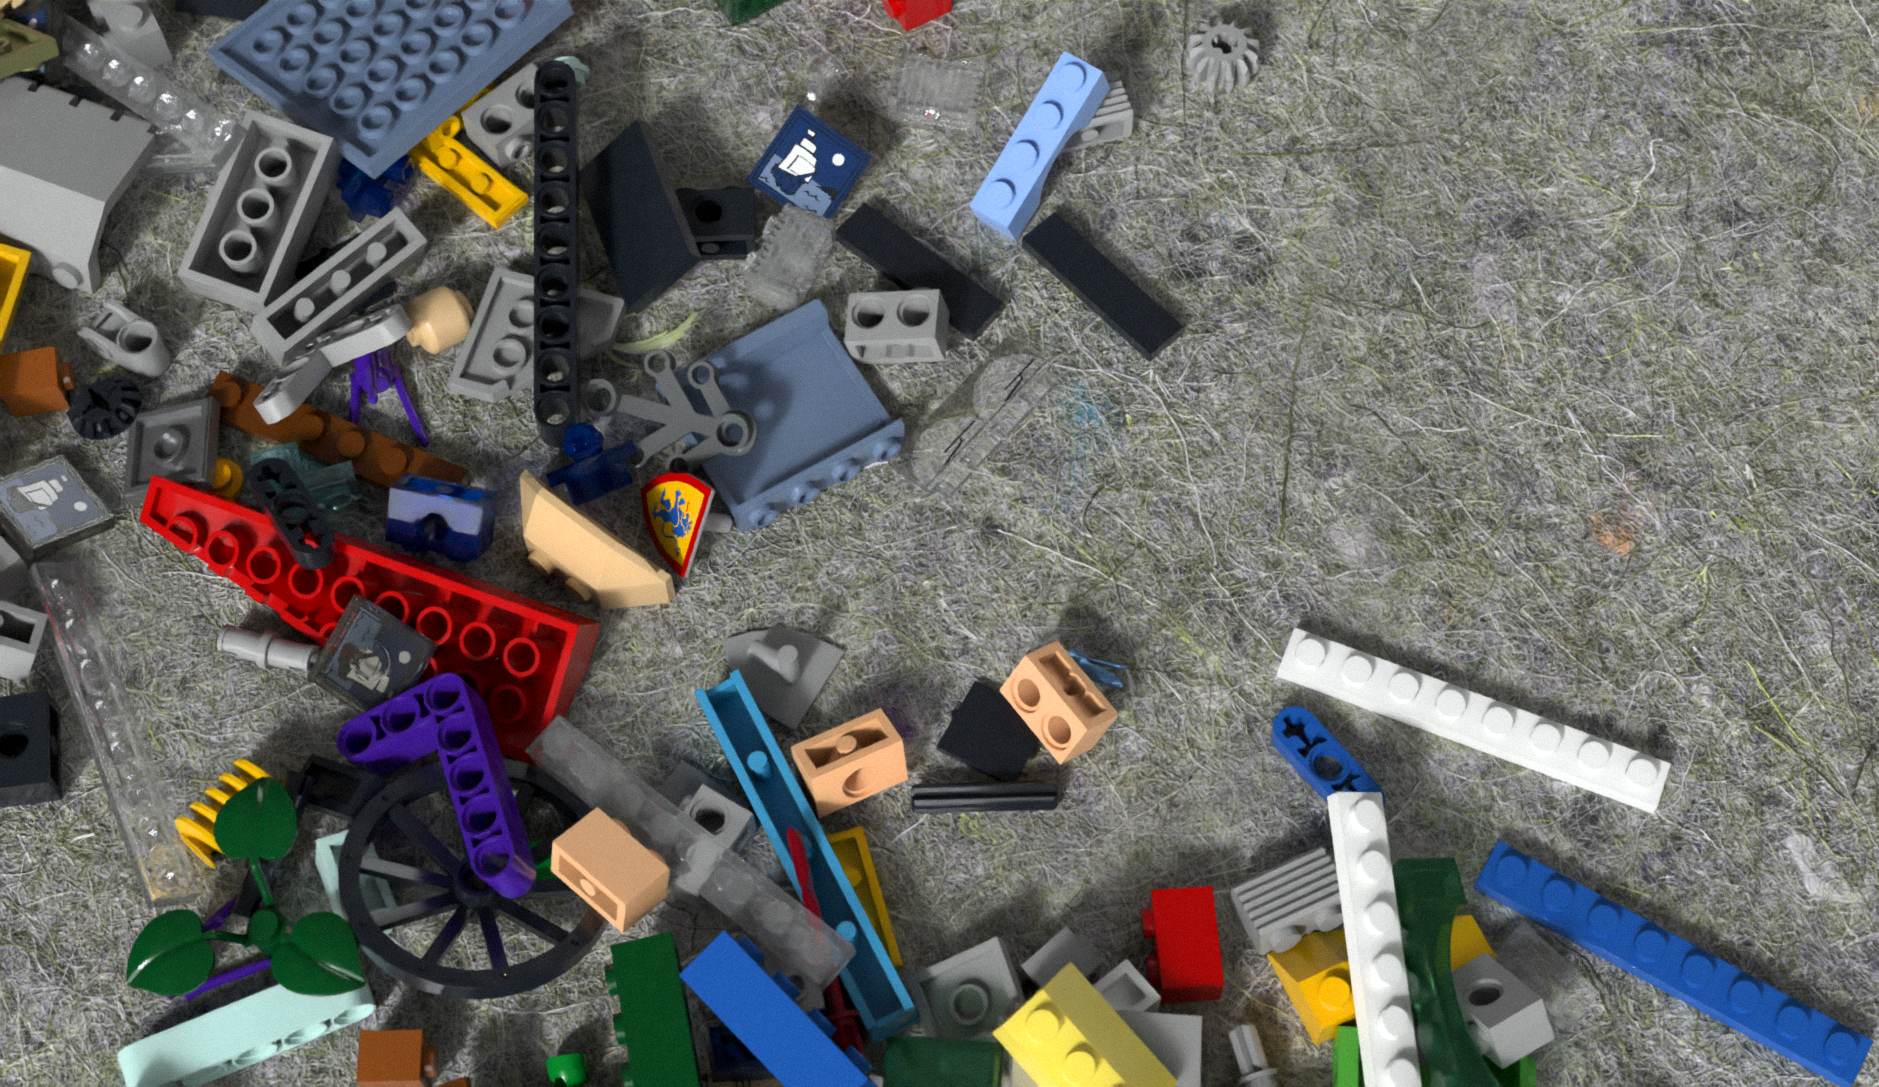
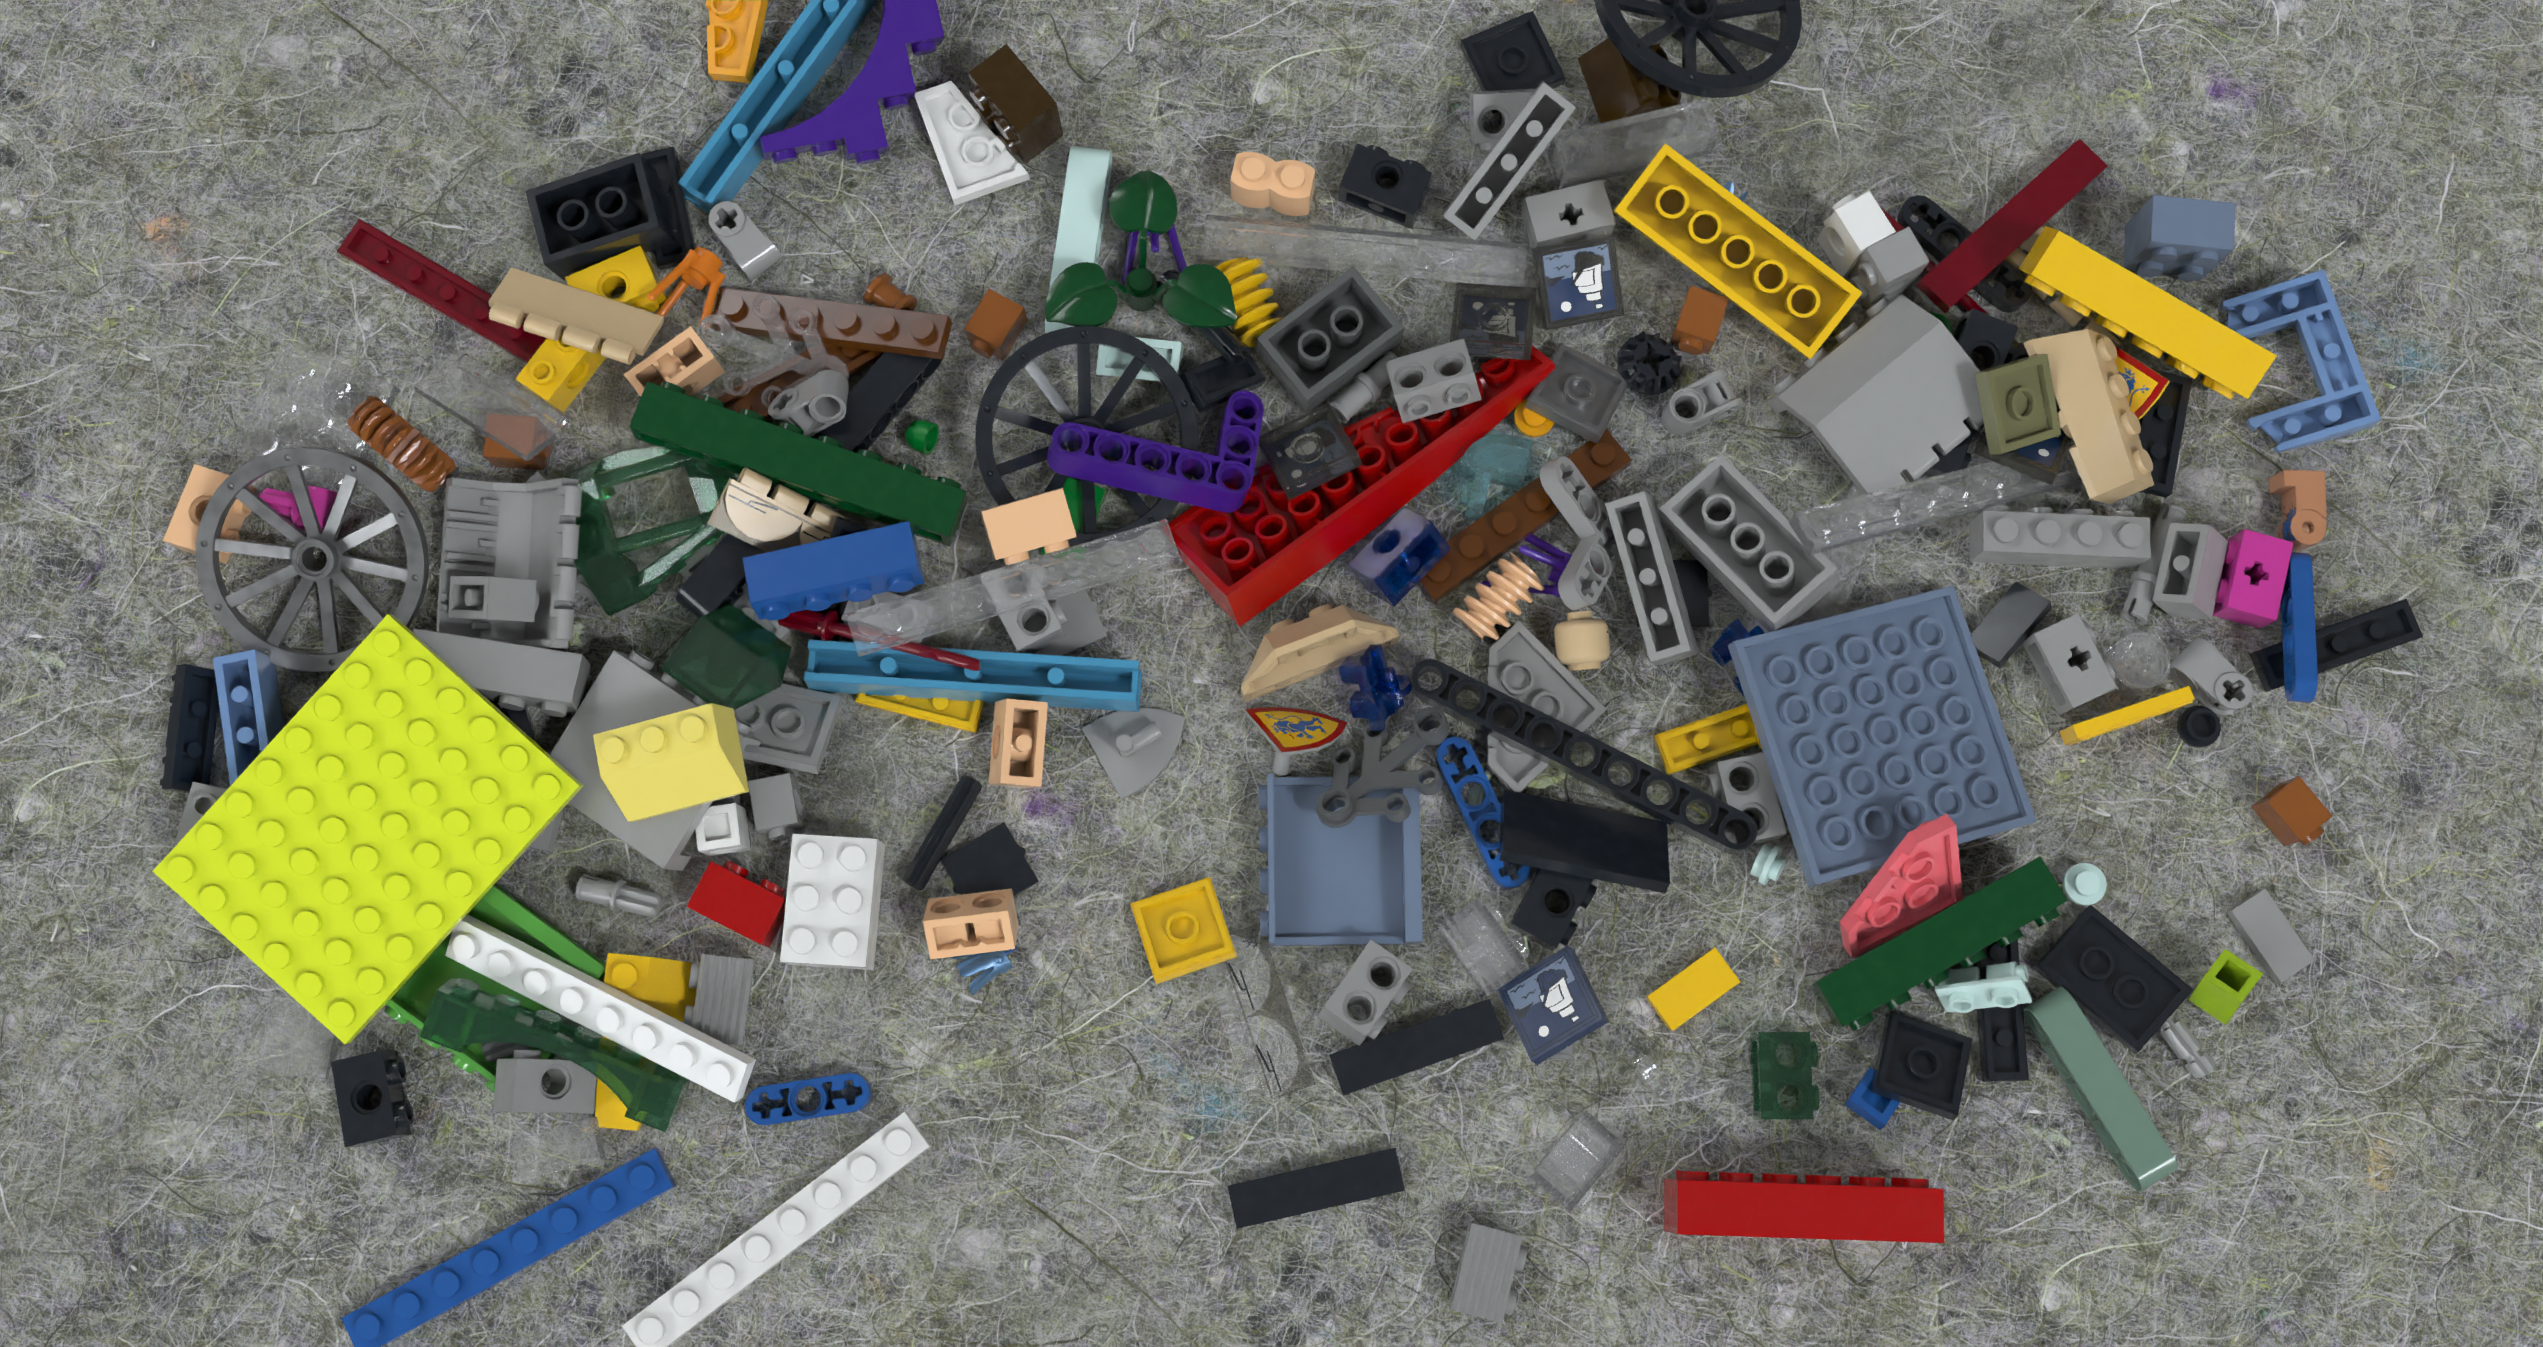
camera: 120 degrees right, 15 degrees up
(76, 861) = (1263, 183): none -> light nougat brick
(131, 564) = (1494, 320): none -> clear smoke tile
(226, 584) = (1433, 380): none -> light grey brick
(235, 701) = (1329, 340): none -> dark grey brick
(293, 530) = (1421, 453): black beam -> none
(434, 407) = (1498, 598): none -> light nougat piece
(666, 330) = (1478, 814): none -> blue beam
(721, 83) = (1692, 989): none -> yellow tile
(939, 517) = (1183, 930): none -> yellow tile
(1018, 176) = (1458, 1206): light blue arch -> none
(1121, 849) = (832, 902): none -> white brick

